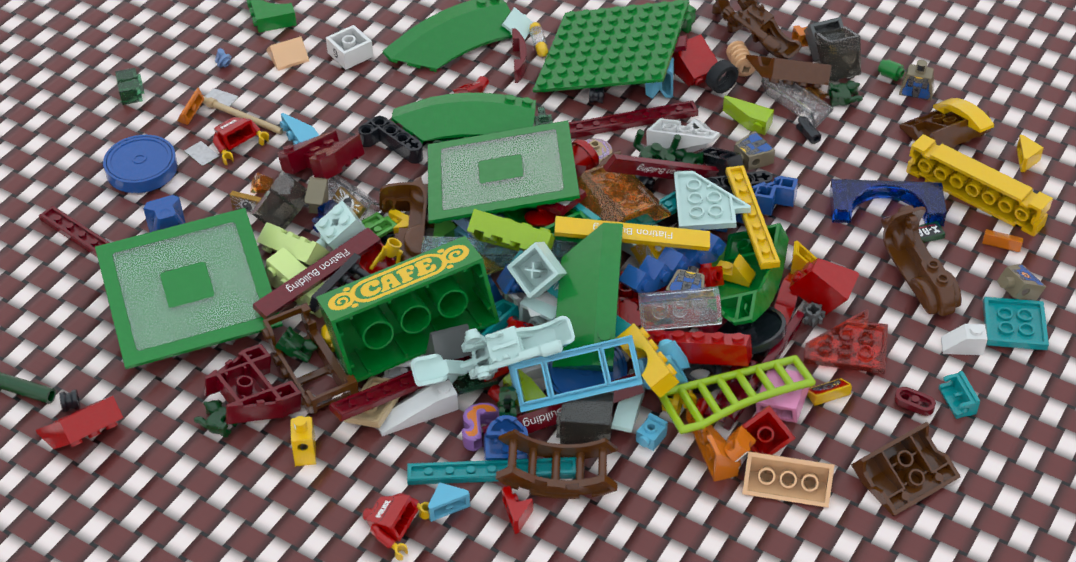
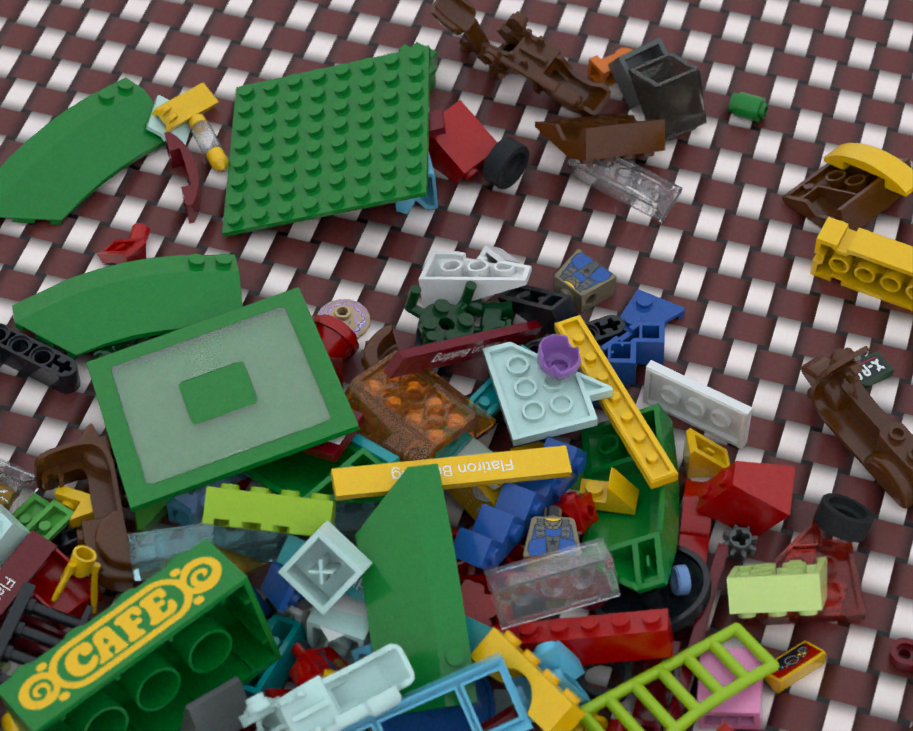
camera: 15 degrees left, 5 degrees up
(524, 18) = (183, 107): none -> yellow hinge
(539, 217) = (300, 466): red dish -> none
(541, 117) = (253, 286): clear green plate -> none
(596, 95) = (323, 226): black wheel -> none
(632, 119) = (386, 256): dark red tile -> none
(719, 181) = (558, 357): none -> medium lavender hair
(737, 55) = (520, 123): light nougat piece -> none
(749, 115) = (563, 221): lime slope -> none
(765, 324) = (680, 580): none -> medium blue tile
(793, 171) = (650, 308): none -> blue wing
(807, 230) = (697, 404): none -> white tile
(808, 130) = (653, 230): black bar -> none
(817, 92) = (650, 163): clear orange slope -> none
(829, 341) = (778, 590): none -> yellowish green wedge
(842, 93) = (687, 159): dark green animal -> none
(848, 194) = (847, 313): clear blue arch -> none
(885, 310) = (843, 517): none -> black tyre
(918, 81) = (792, 122): torso -> none

